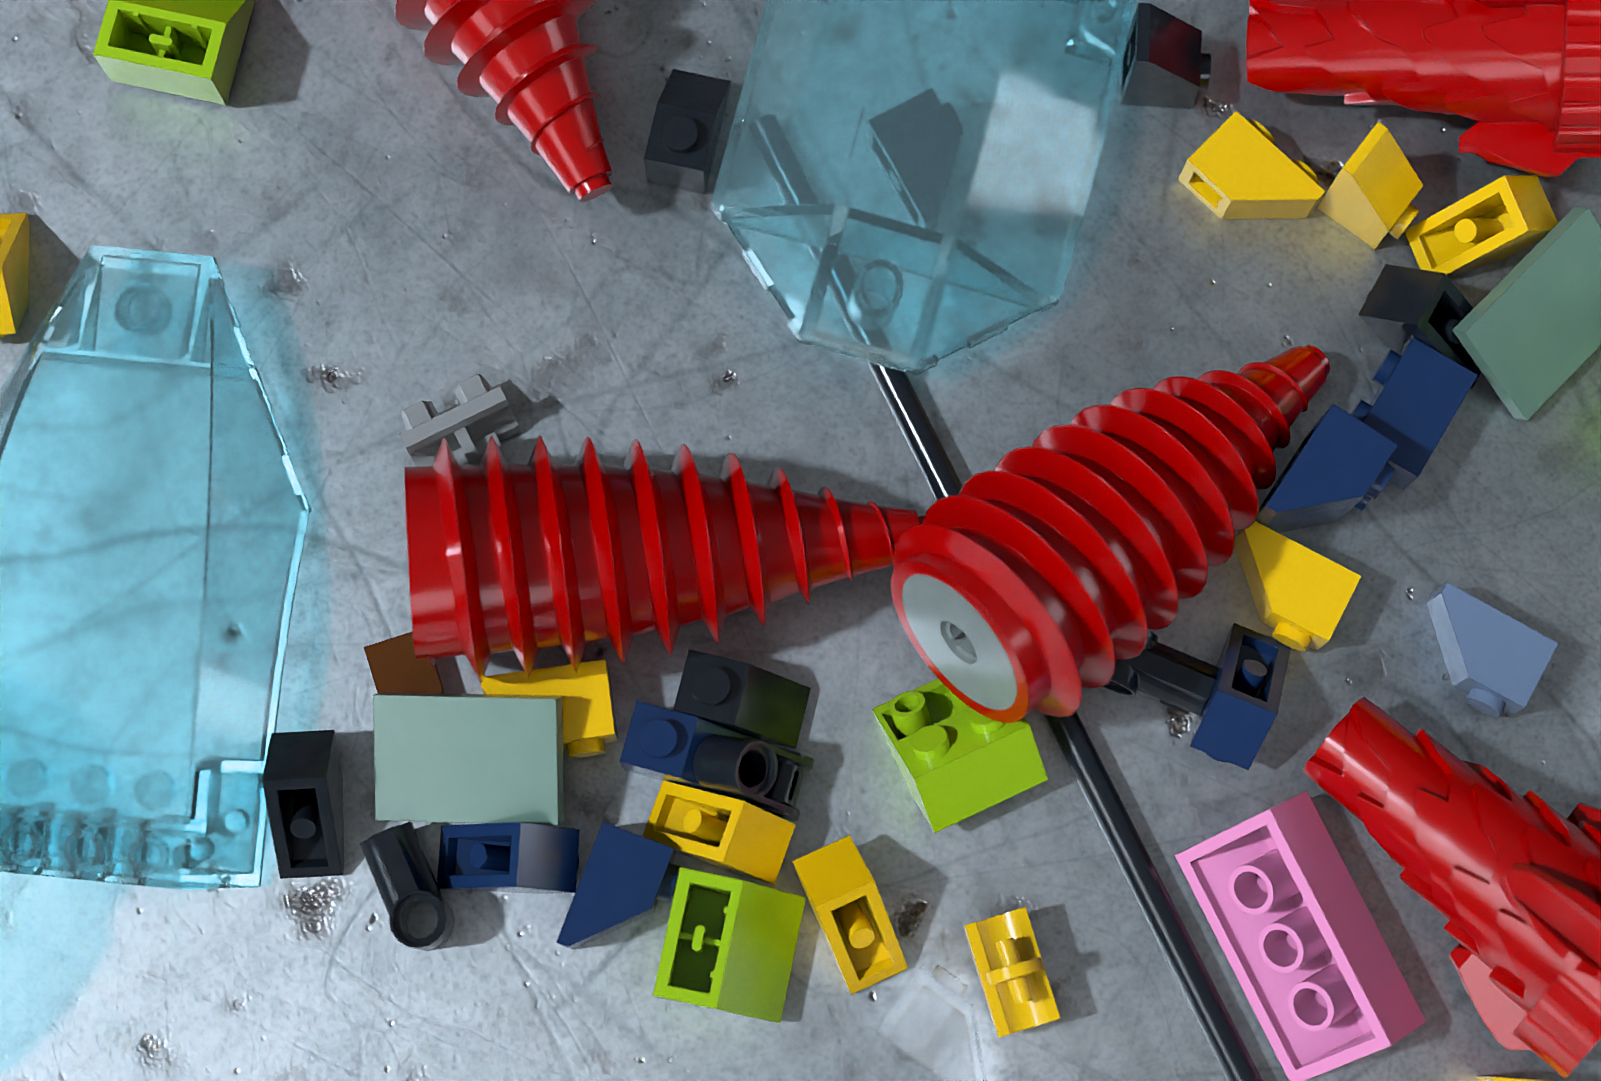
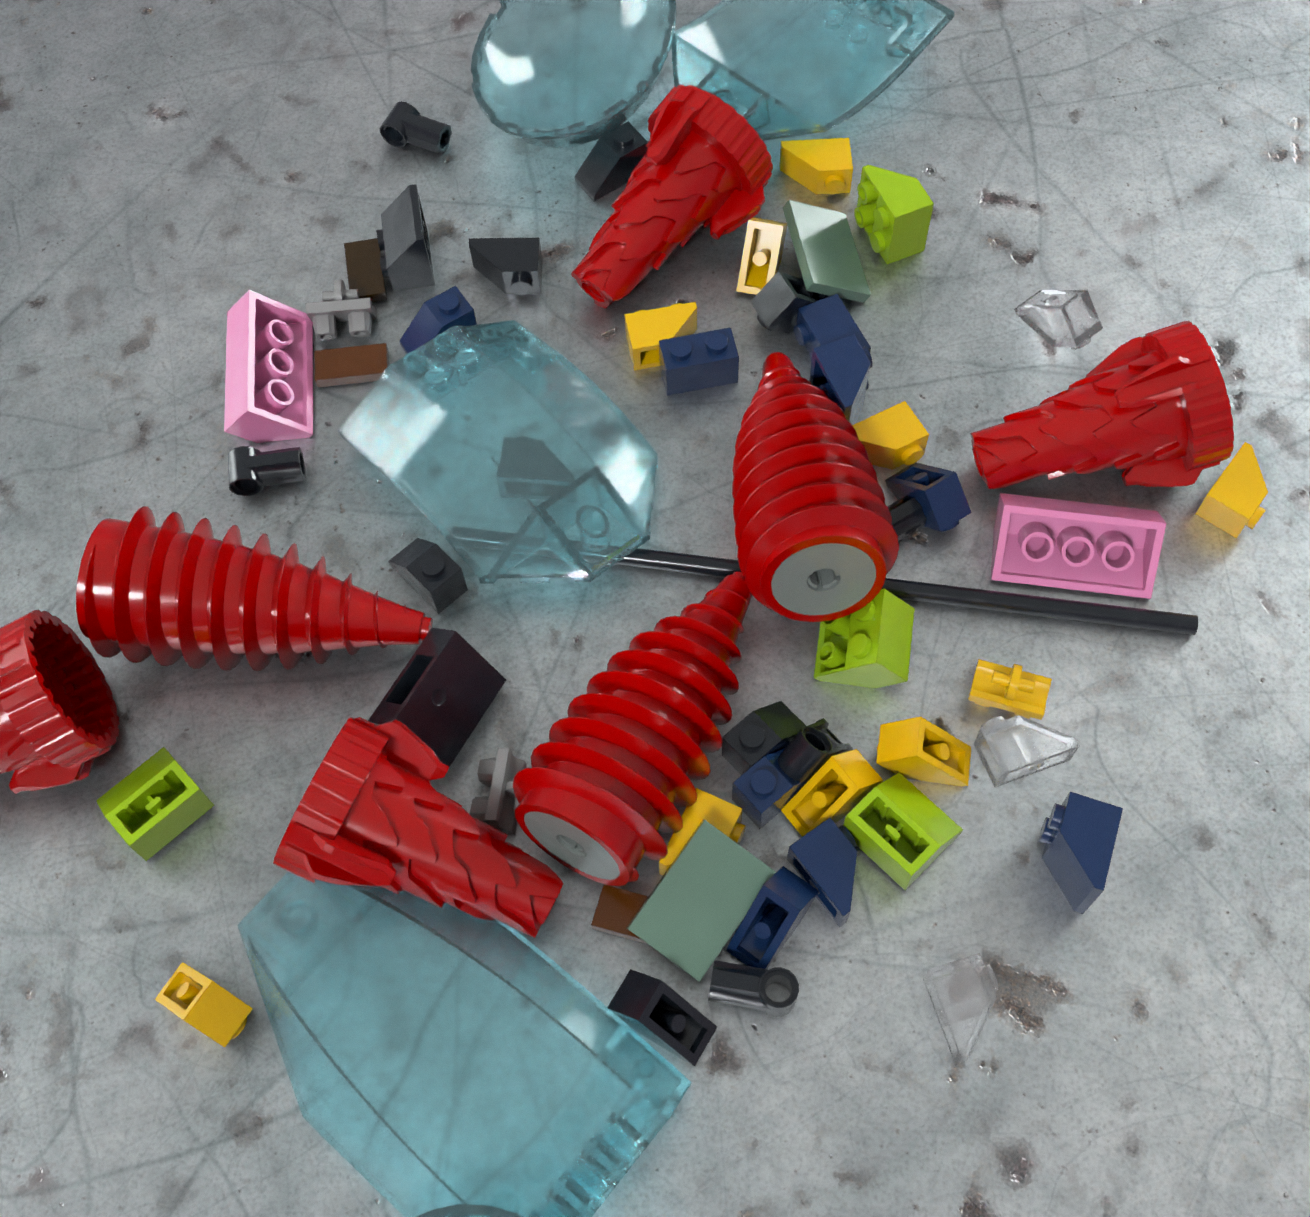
camera: 50 degrees left, 15 degrees down
(291, 326) = (384, 825): none -> red cone
(506, 270) = (441, 693): none -> black piece
(1163, 61) = (571, 332): black slope -> none
(1239, 257) = (698, 361): none -> dark blue brick
(1374, 190) = (709, 283): yellow slope -> none
(1488, 651) = (977, 375): sand blue slope -> none

